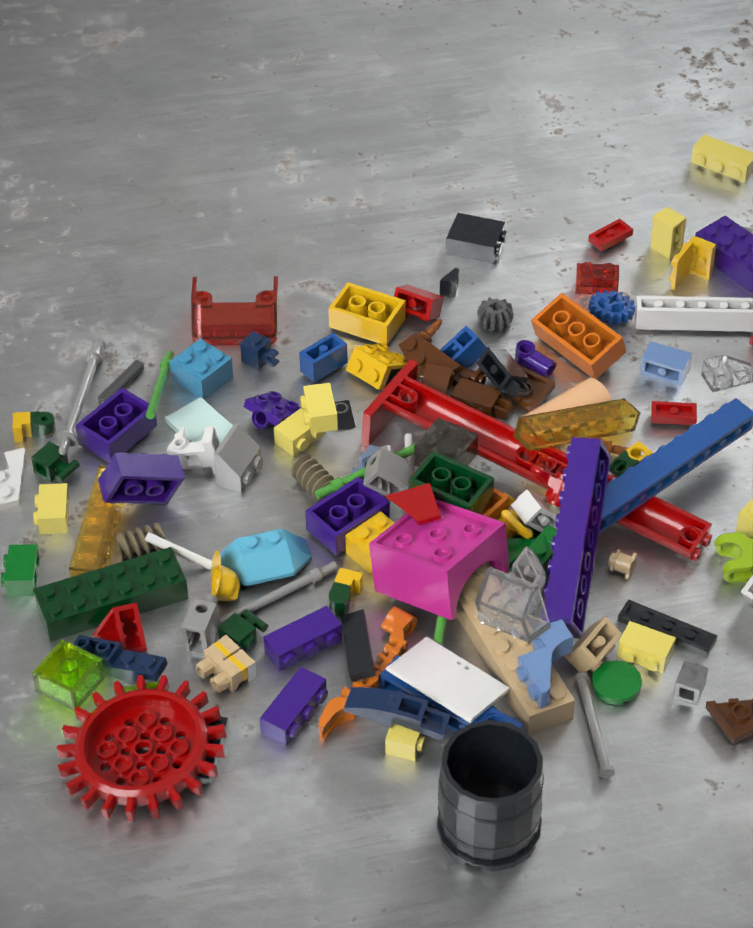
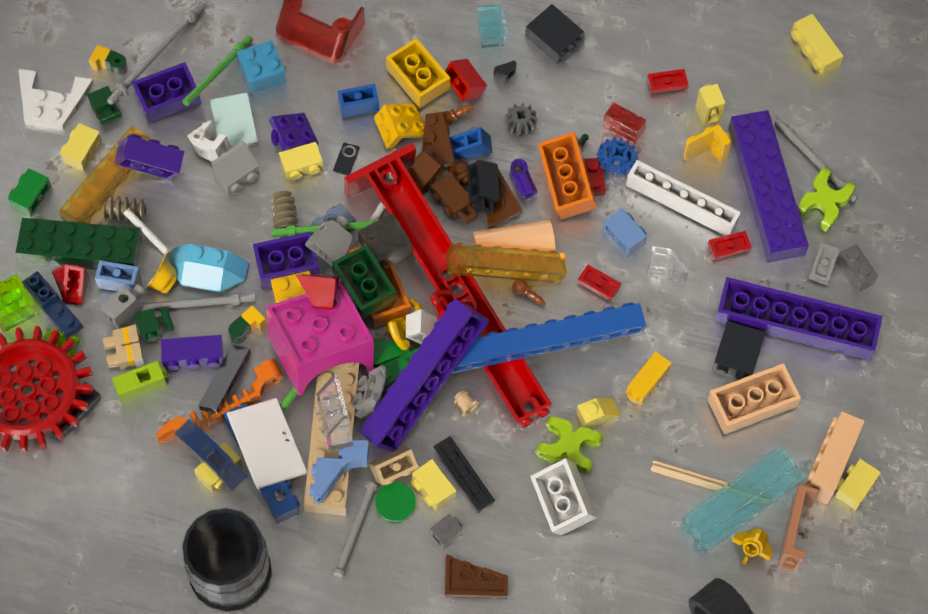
camera: 25 degrees right, 20 degrees up
(122, 380) = (197, 49): dark grey axle -> none
(172, 602) = (115, 276): none -> medium blue brick
(257, 351) = (313, 69): dark blue brick -> none
(262, 689) = (140, 381): none -> lime brick
(293, 706) = (151, 407): dark purple brick -> none
(319, 407) = (319, 153): light yellow brick -> none
(409, 254) = (491, 26): none -> clear light blue brick
(628, 458) = (532, 313): leg -> none

